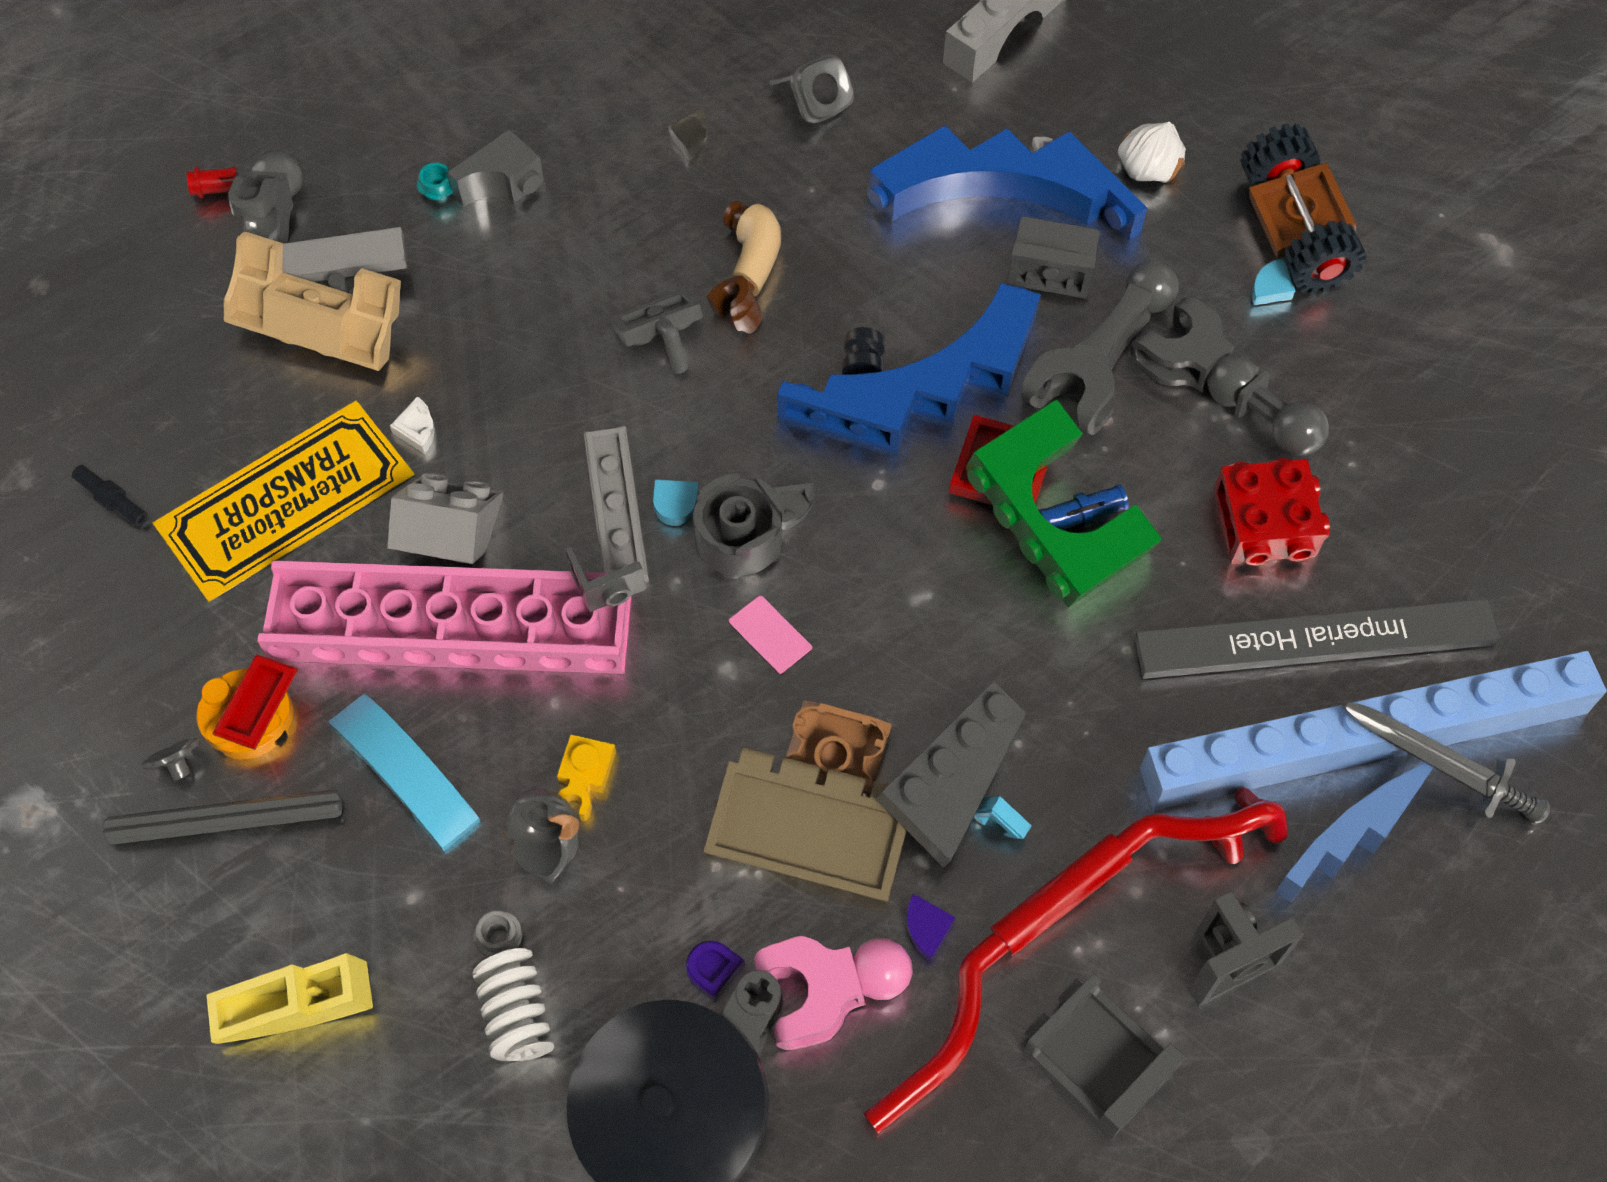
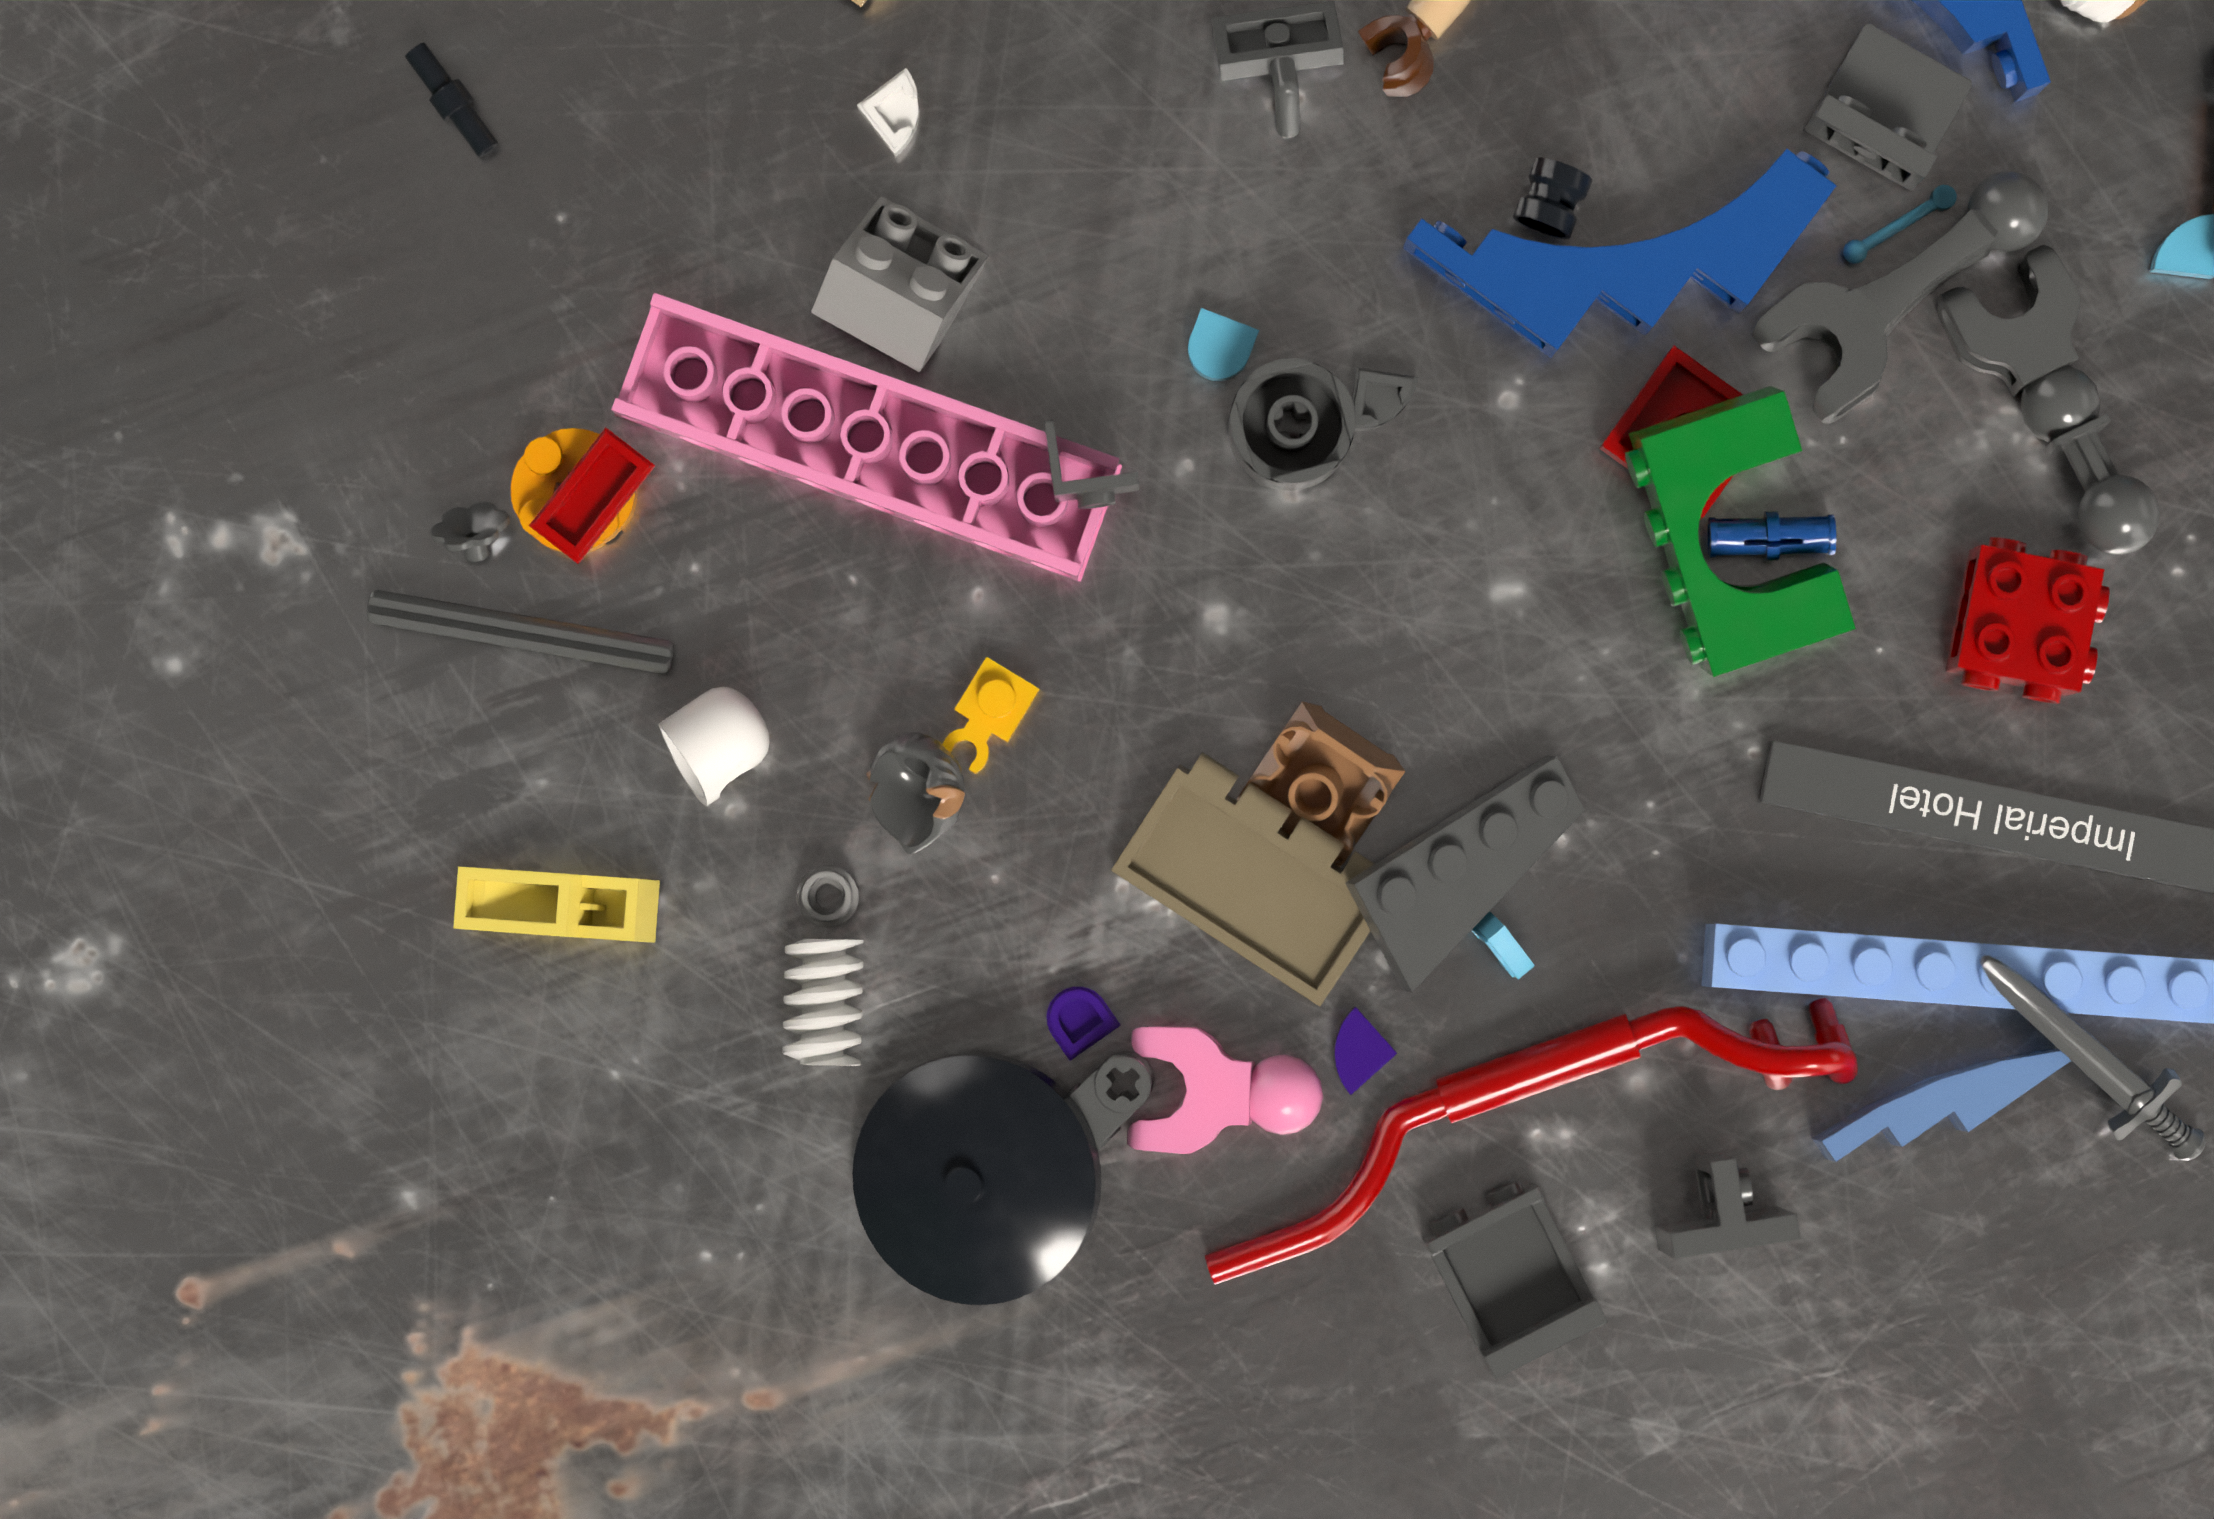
camera: 20 degrees right, 25 degrees up
(282, 500) = (688, 171): yellow sticker -> none
(388, 836) = (715, 740): none -> white helmet
(405, 770) = (759, 634): medium azure slope -> none
(614, 499) = (1136, 326): light grey tile -> none
(770, 634) = (1289, 584): bright pink sticker -> none
(1108, 299) = (1941, 199): none -> medium azure hinge

